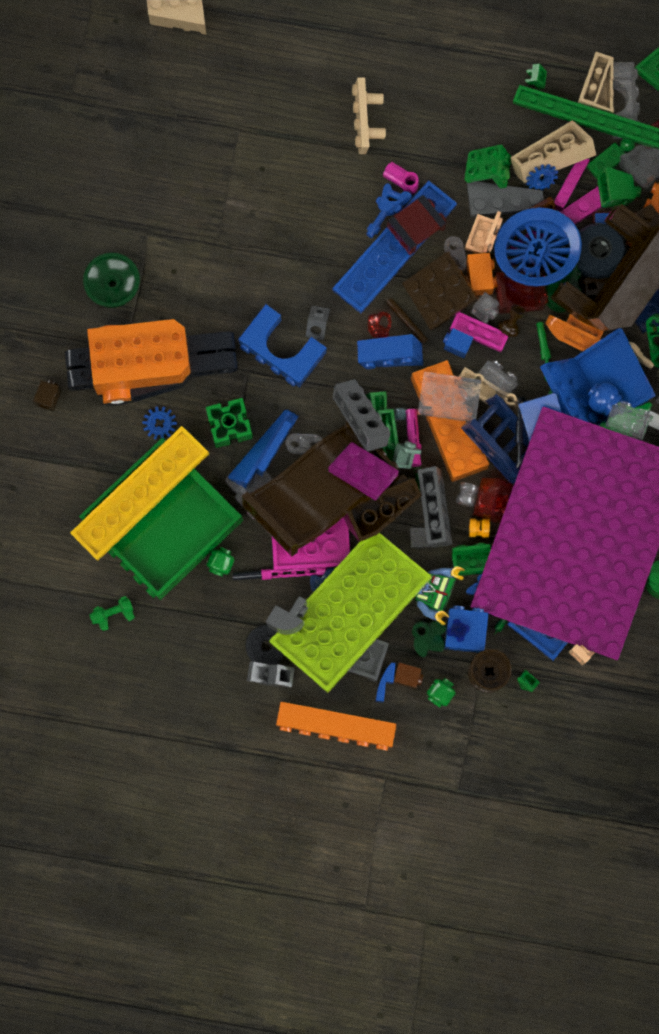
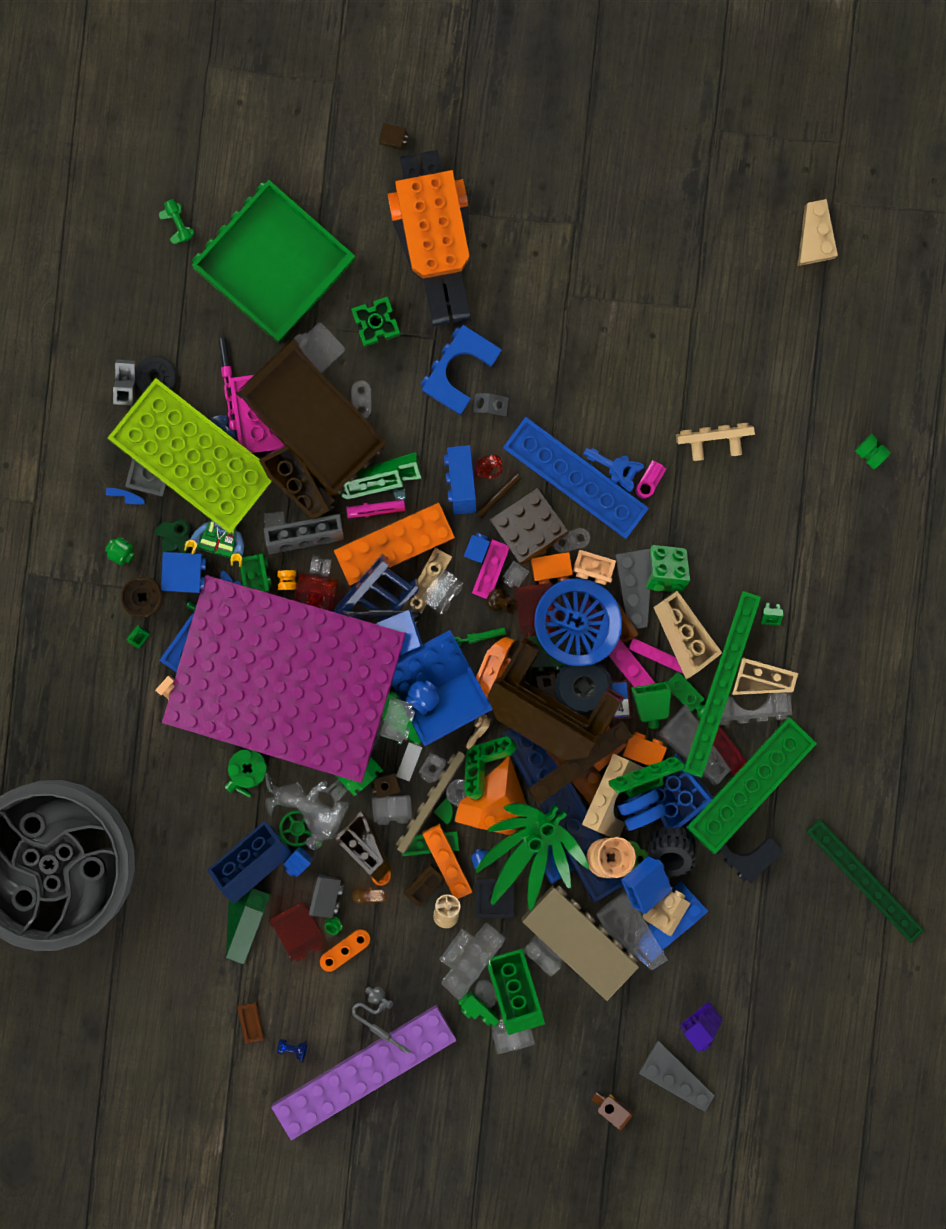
camera: 90 degrees right, 10 degrees up
(108, 269) = (521, 177): dark green dish -> none
(139, 493) = (294, 238): yellow plate -> none
(161, 415) = (366, 251): blue gear -> none
(220, 562) = (234, 324): green head -> none
(264, 450) = (352, 360): blue wedge -> none
(288, 622) = (173, 395): dark grey brick -> none
(337, 725) = (80, 451): orange brick -> none
(361, 415) = (364, 463): dark grey brick -> none
(363, 471) = (329, 458): magenta plate -> none
(405, 454) = (354, 500): sand green bracket -> none
(408, 676) = (133, 518): reddish brown brick -> none
(416, 223) = (597, 498): clear red panel -> none
(449, 396) = (410, 539): clear brick -> none
(463, 630) = (183, 563): clear blue plate -> none
(549, 176) = (657, 617): blue gear -> none

